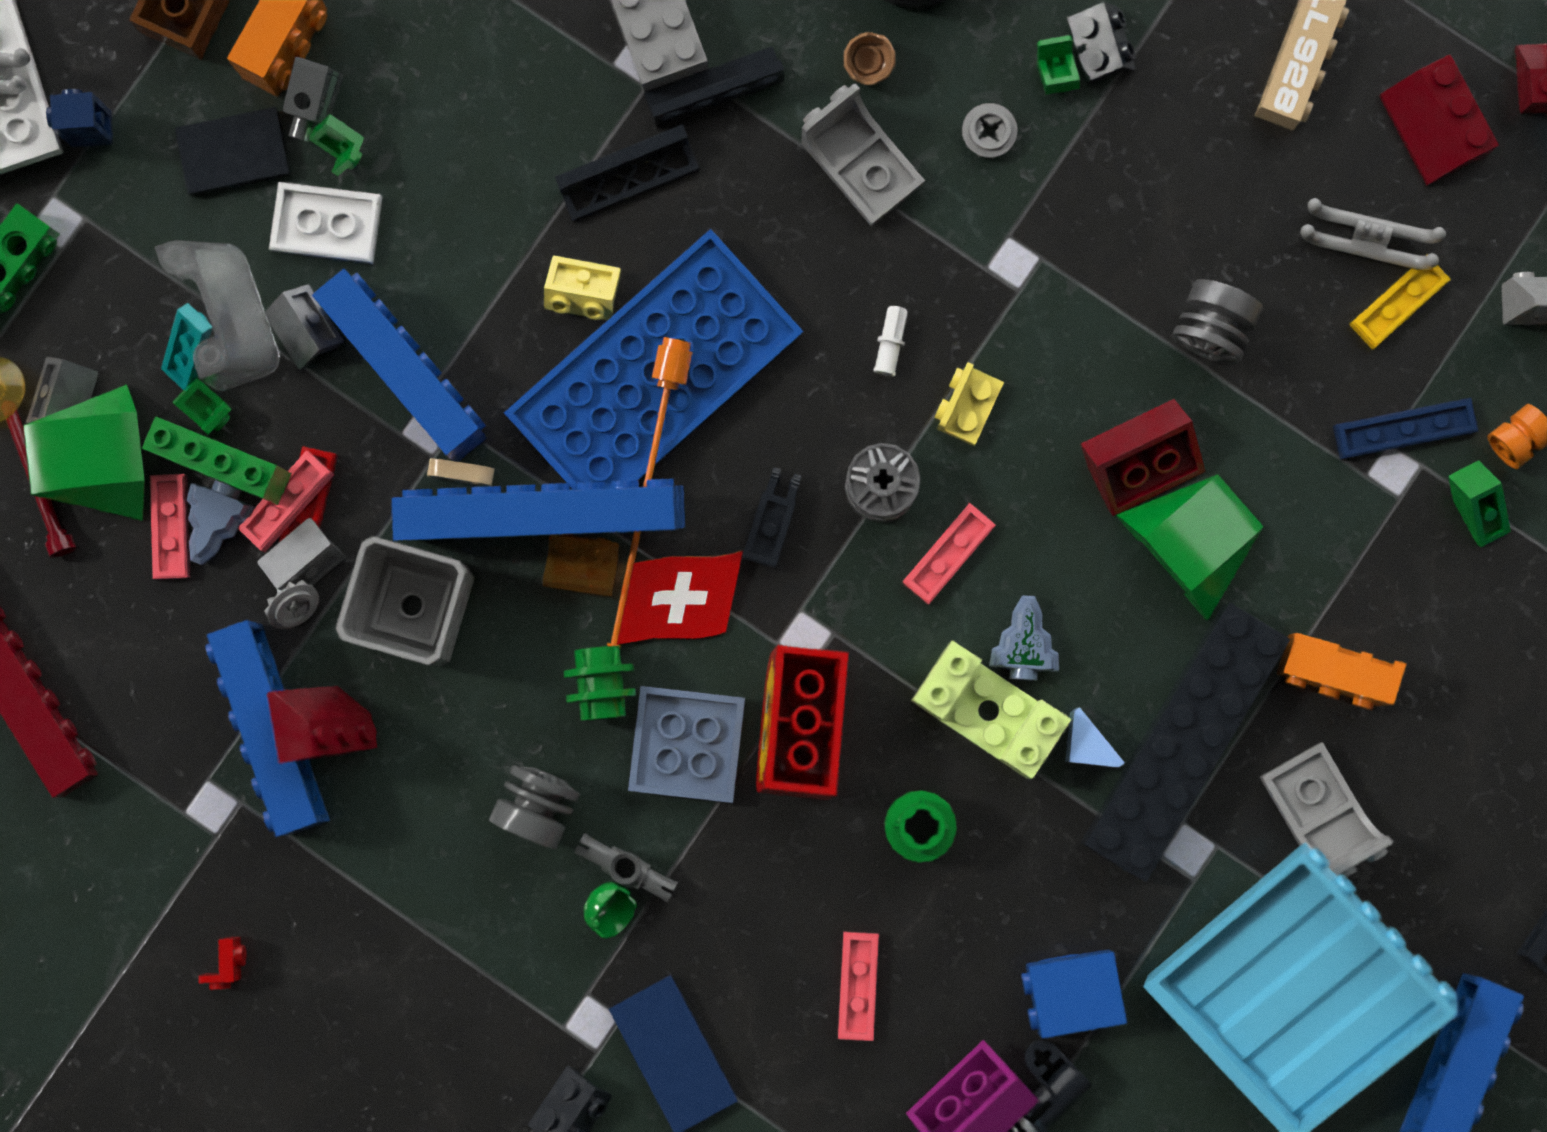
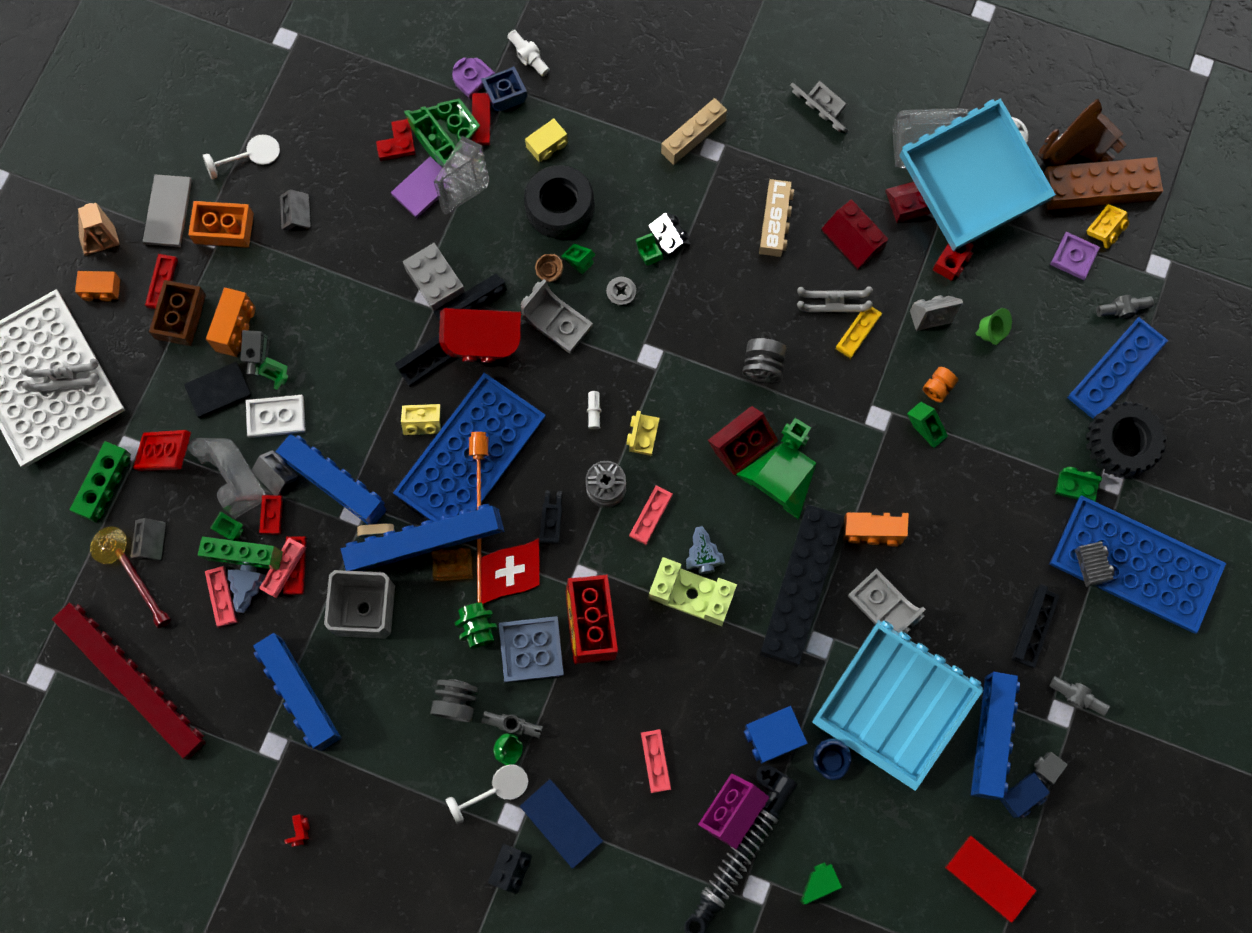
camera: 15 degrees left, 10 degrees down
(80, 118) = (131, 389): dark blue brick -> none
(89, 455) = (169, 567): green wedge -> none
(113, 245) = (162, 450): none -> red tile
(187, 332) = (209, 502): teal plate -> none
(283, 401) = (271, 515): none -> red plate
(301, 556) = (297, 597): flat silver panel -> none
(301, 609) = (302, 624): light grey gear -> none
(319, 724) = (325, 682): dark red slope -> none
(595, 966) = (507, 783): none -> white piece
(717, 159) = (479, 334): none -> red brick
(927, 50) = (579, 258): none -> green slope
(935, 843) = (678, 653): green piece -> none
(1087, 744) = (750, 599): light blue slope -> none
(1162, 1056) = (832, 759): none -> dark blue piece
(1239, 469) = (795, 434): none -> green brick
(1405, 428) = (878, 395): dark blue tile -> none

